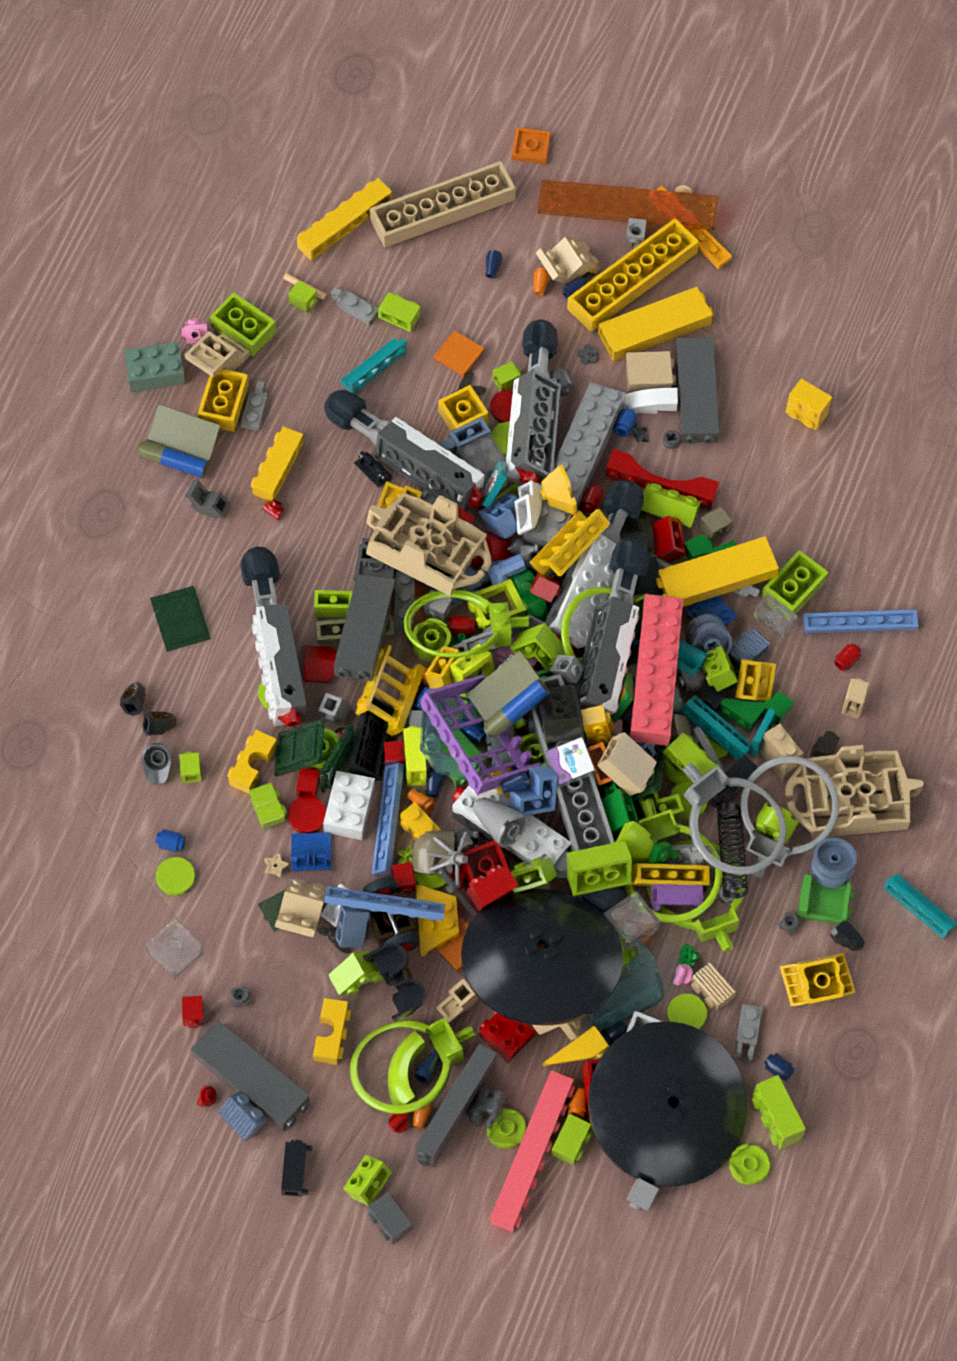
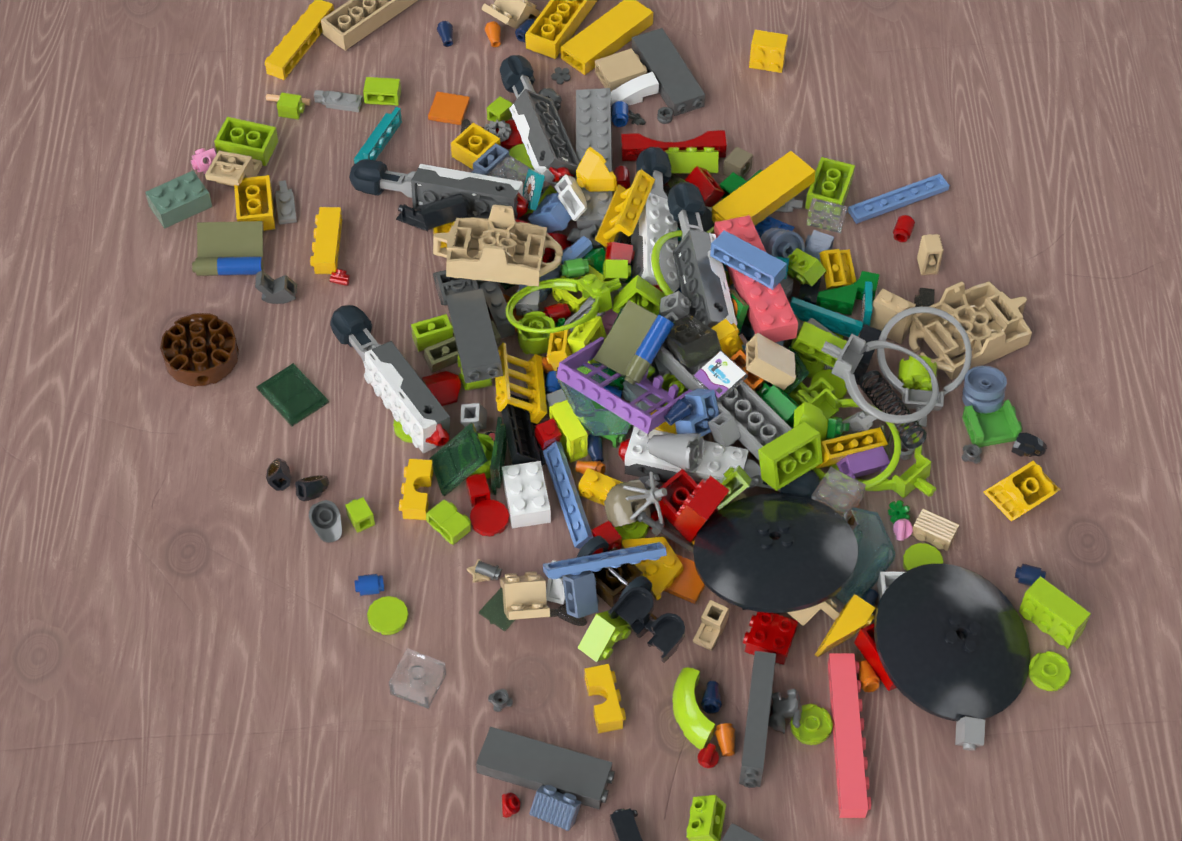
camera: 20 degrees left, 10 degrees down
(111, 541) = (199, 349): none -> reddish brown brick
(192, 1011) = (460, 729): red brick -> none
(281, 868) = (488, 570): none -> dark grey pin
(311, 851) = (508, 547): blue hinge -> none
(398, 477) = (444, 211): none -> black brick
(406, 856) = (600, 519): lime plant -> none
(447, 1046) = (716, 665): lime brick -> none
(496, 586) = (575, 268): none -> bright green brick
(499, 404) = (504, 129): none -> light grey gear
(532, 606) = (616, 269): none -> lime brick
(553, 816) = (724, 429): none -> light grey brick
(571, 1139) = (878, 710): lime brick -> none
(653, 651) = (748, 259): none -> medium blue brick
(748, 1029) = (984, 555): light grey hinge -> none
(919, 905) = (1074, 401): teal fence -> none

